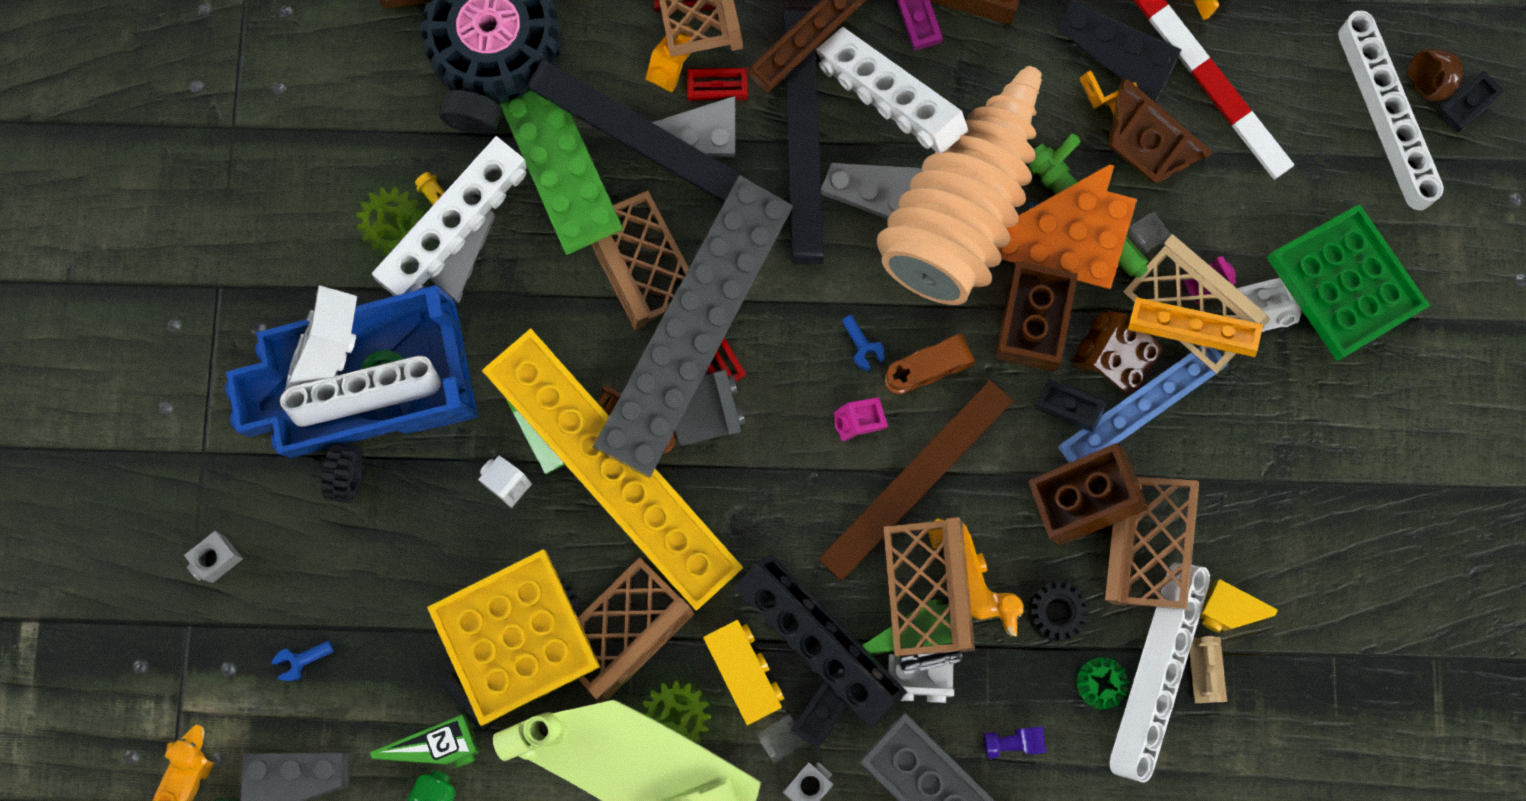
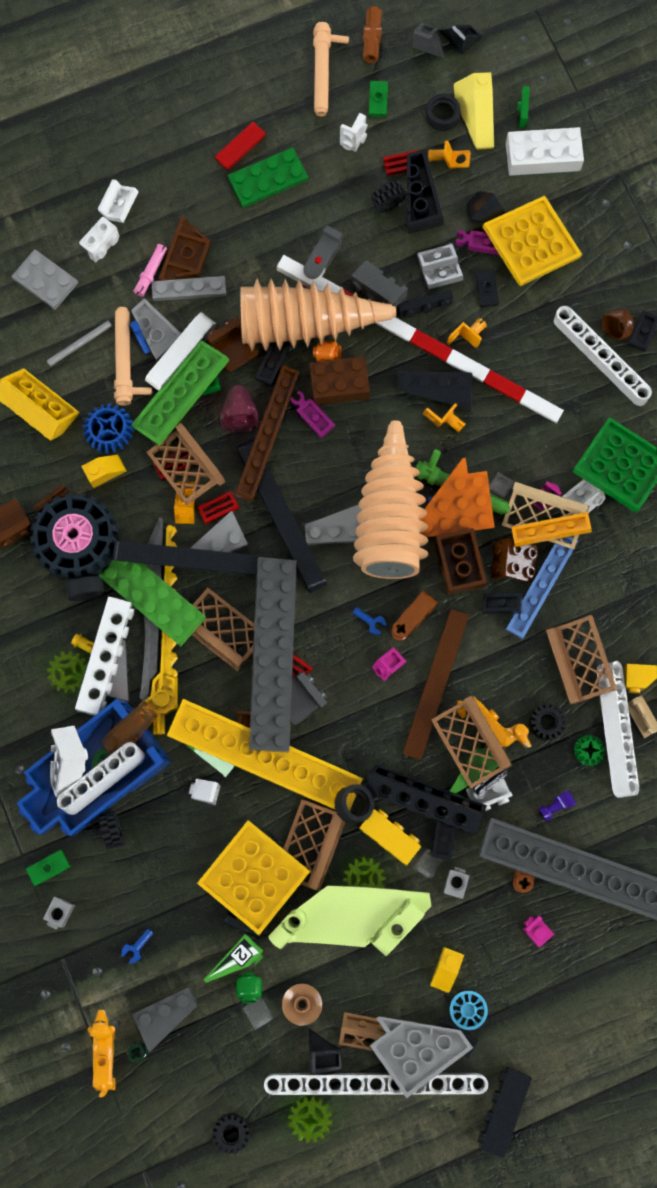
camera: 25 degrees left, 0 degrees up
(230, 487) = (48, 868): none -> green plate
(436, 337) = (129, 728): none -> clear orange slope
(511, 304) = (165, 685): none -> yellow piece
(733, 598) = (366, 799): none -> black tyre
(892, 91) = (322, 470): white brick -> none
(1088, 494) = (534, 650): reddish brown brick -> none
(1150, 136) = (477, 430): reddish brown wing -> none

